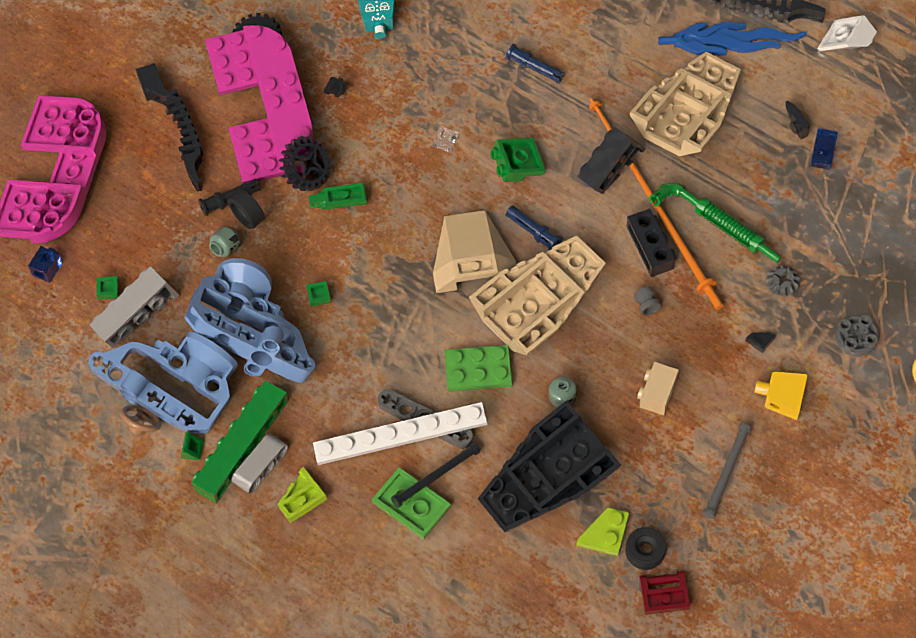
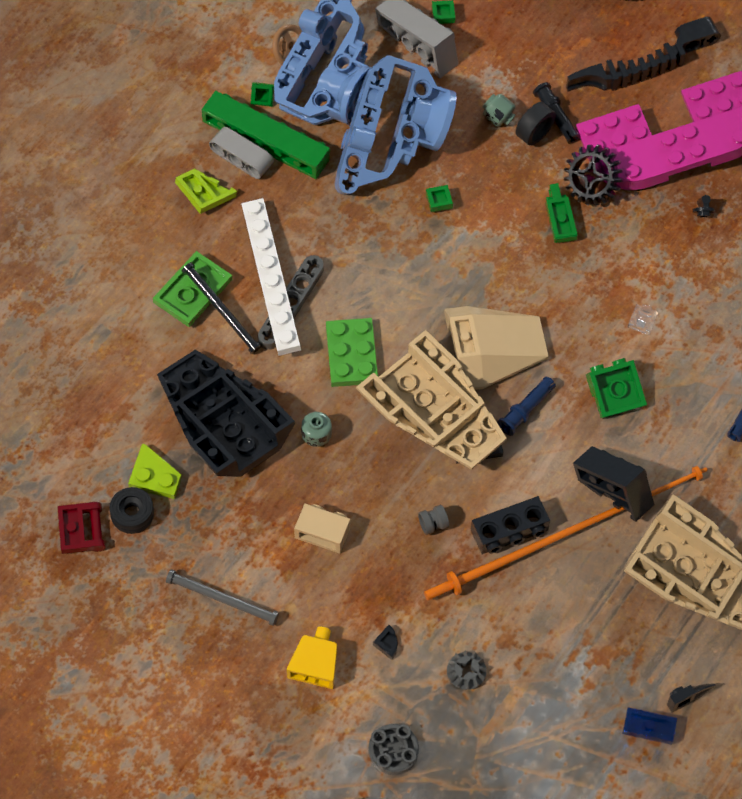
camera: 85 degrees right, 0 degrees up
(719, 218) = (546, 600): green piece -> none

